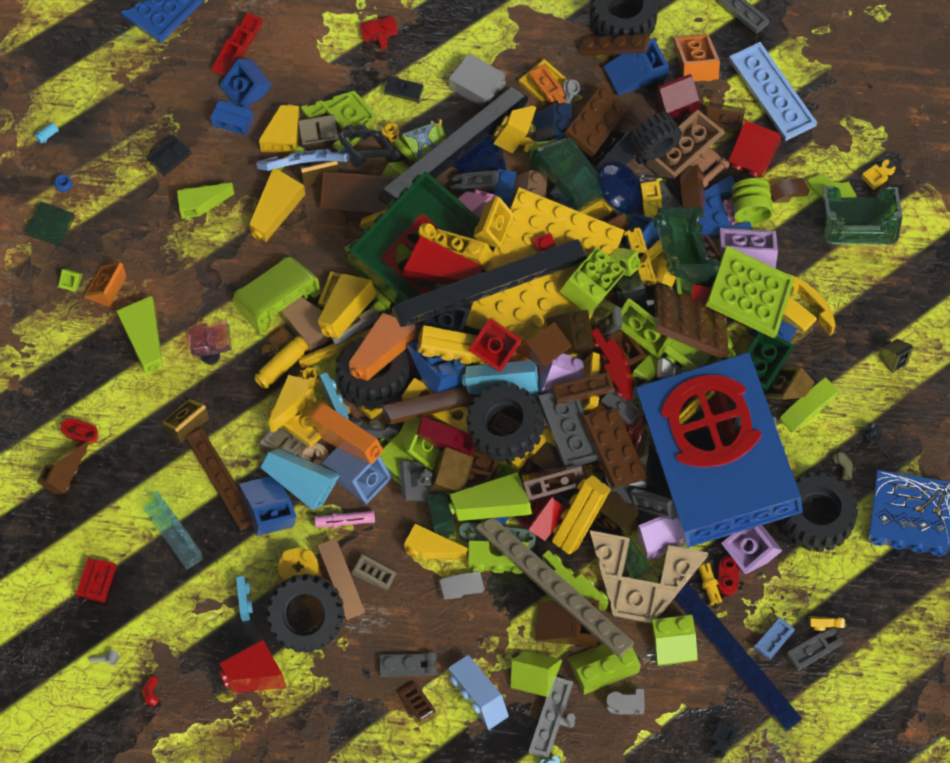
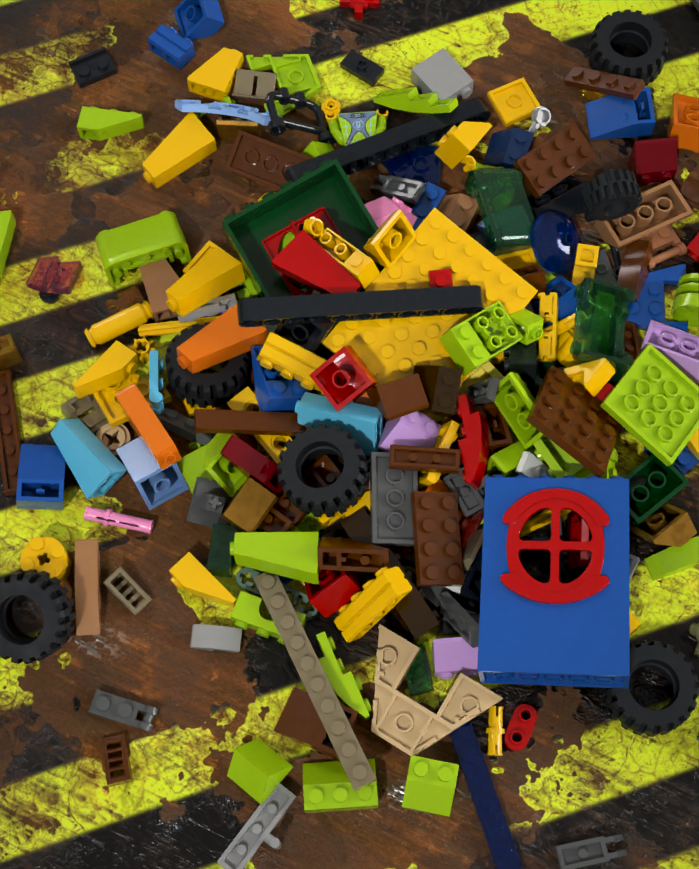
camera: 20 degrees right, 5 degrees up
(456, 105) = (411, 101): none -> lime slope
(478, 691) = (185, 771): light blue wedge -> none
(547, 84) = (515, 105): orange hinge -> none
(626, 704) = (349, 844): light grey leg -> none
(690, 283) = (591, 375): none -> yellow slope
(729, 210) = (668, 303): bright pink piece -> none
(751, 548) = (557, 707): lavender slope -> none
(774, 638) = (546, 822): medium blue plate -> none
(821, 623) = (611, 823): yellow plate -> none

